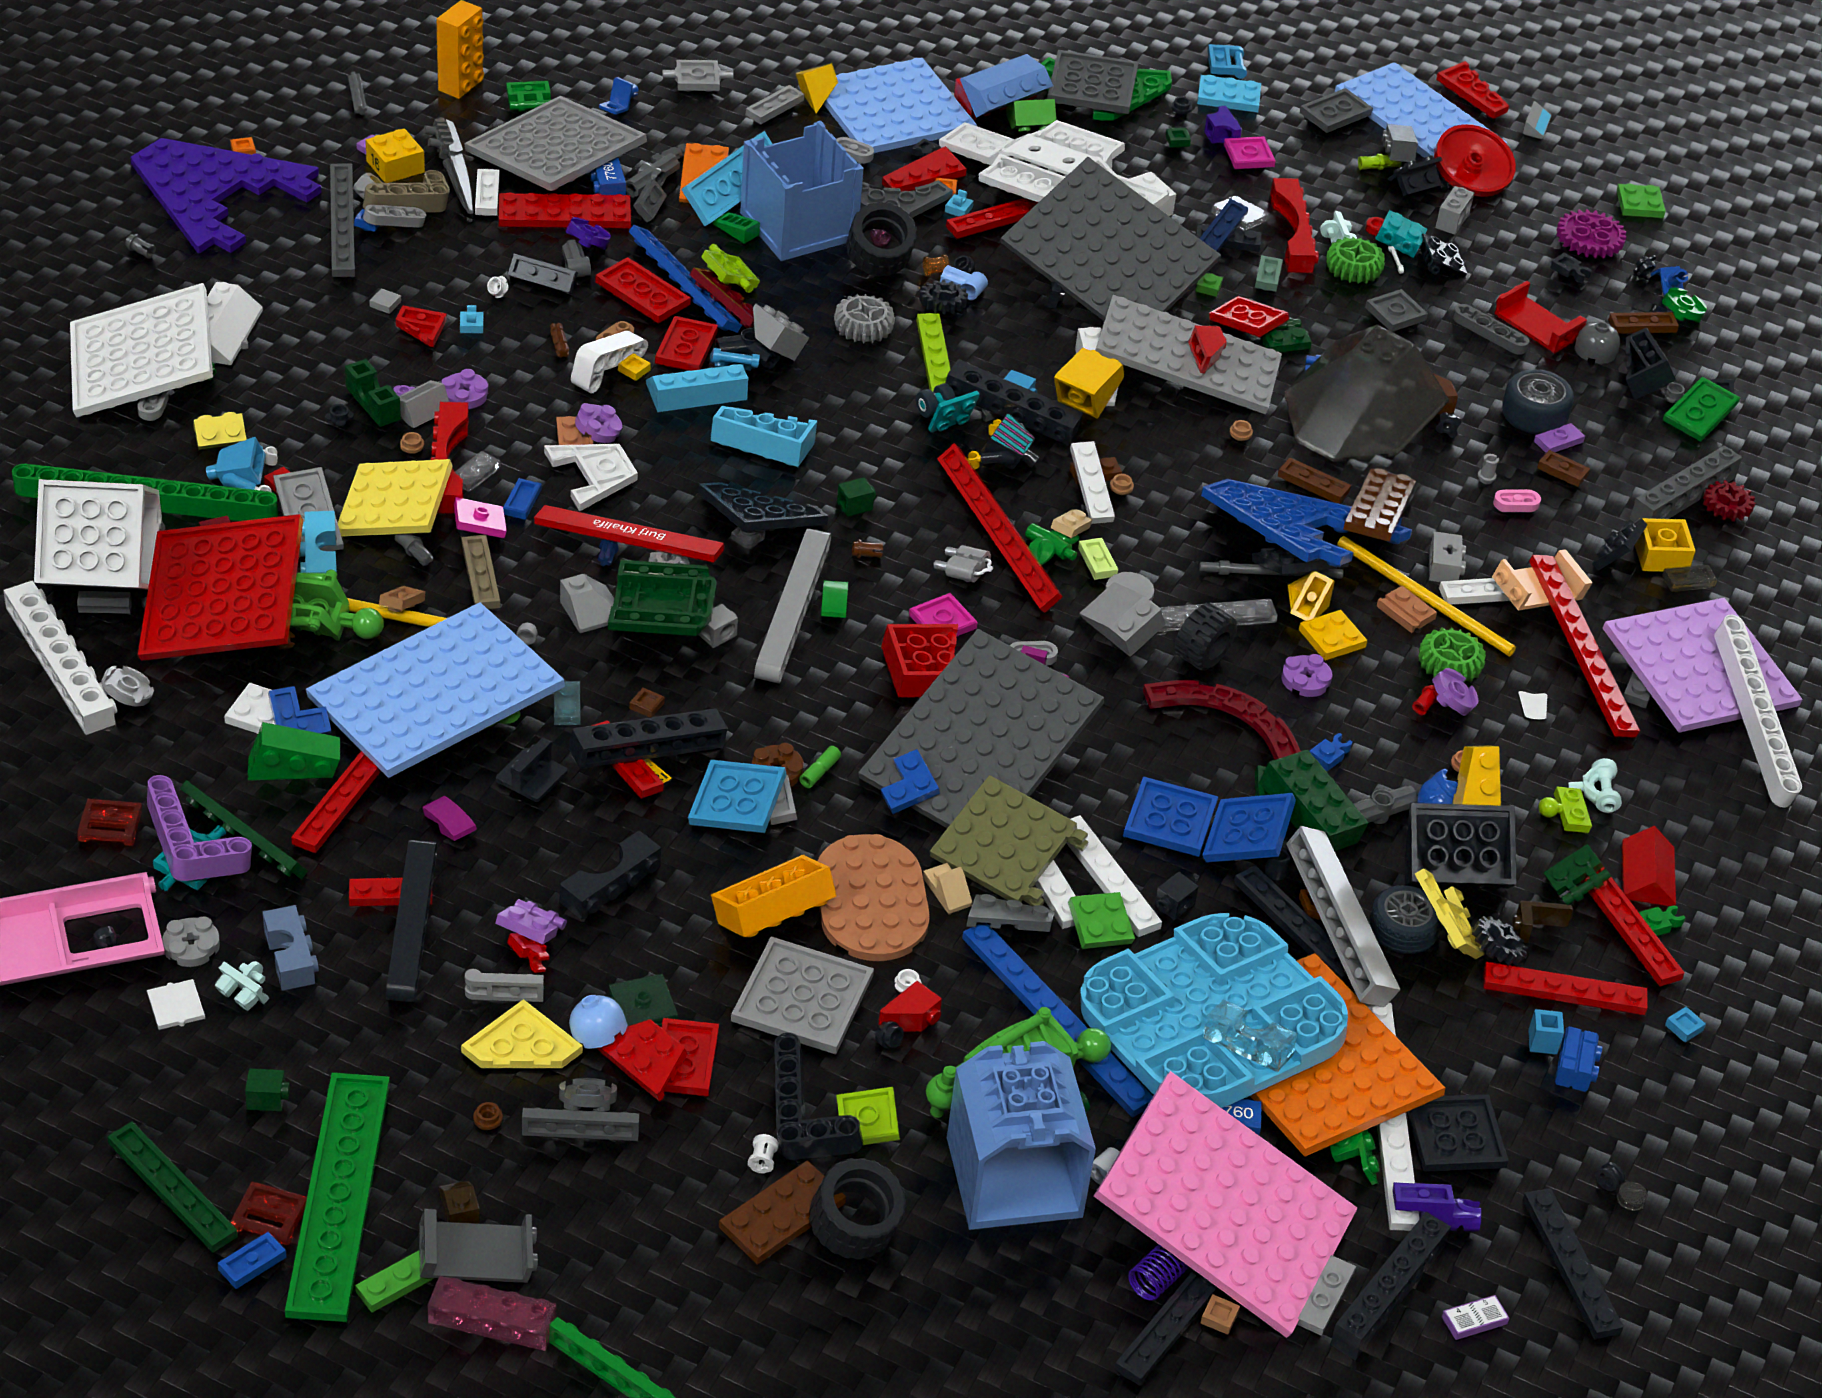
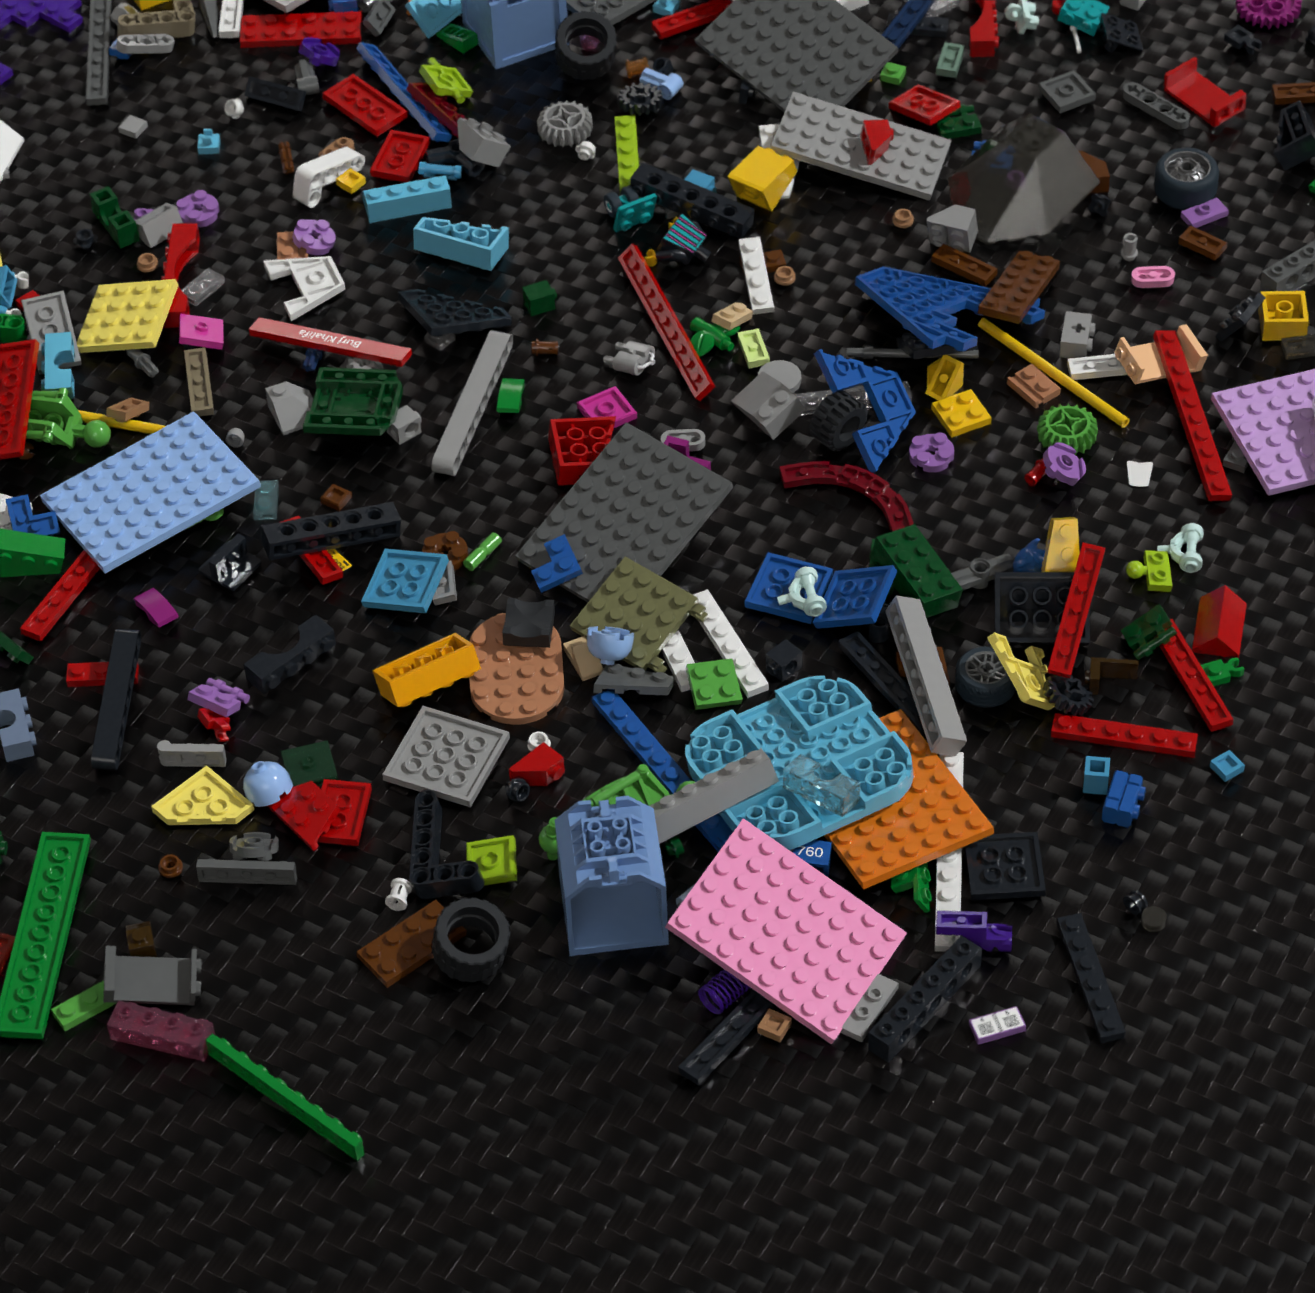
camera: 10 degrees right, 5 degrees up
(421, 323) = (163, 147): red wing -> none
(522, 498) = (241, 311): blue tile -> none
(886, 846) = (528, 623): none -> black brick
(889, 347) = (585, 150): none -> white plate
(982, 872) = (609, 644): none -> light blue cylinder
(1132, 1040) = (713, 794): none -> light grey brick
(1204, 834) = (805, 578): none -> light aqua piece
(1255, 615) = (886, 396): none -> blue wing
(1300, 440) = (953, 227): none -> light grey slope
(1331, 753) = (942, 525): blue plate -> none
(1355, 260) = (1034, 42): bright green gear -> none
(1505, 847) = (1076, 610): none -> red plate
(1598, 342) = (1256, 115): dark grey cylinder -> none

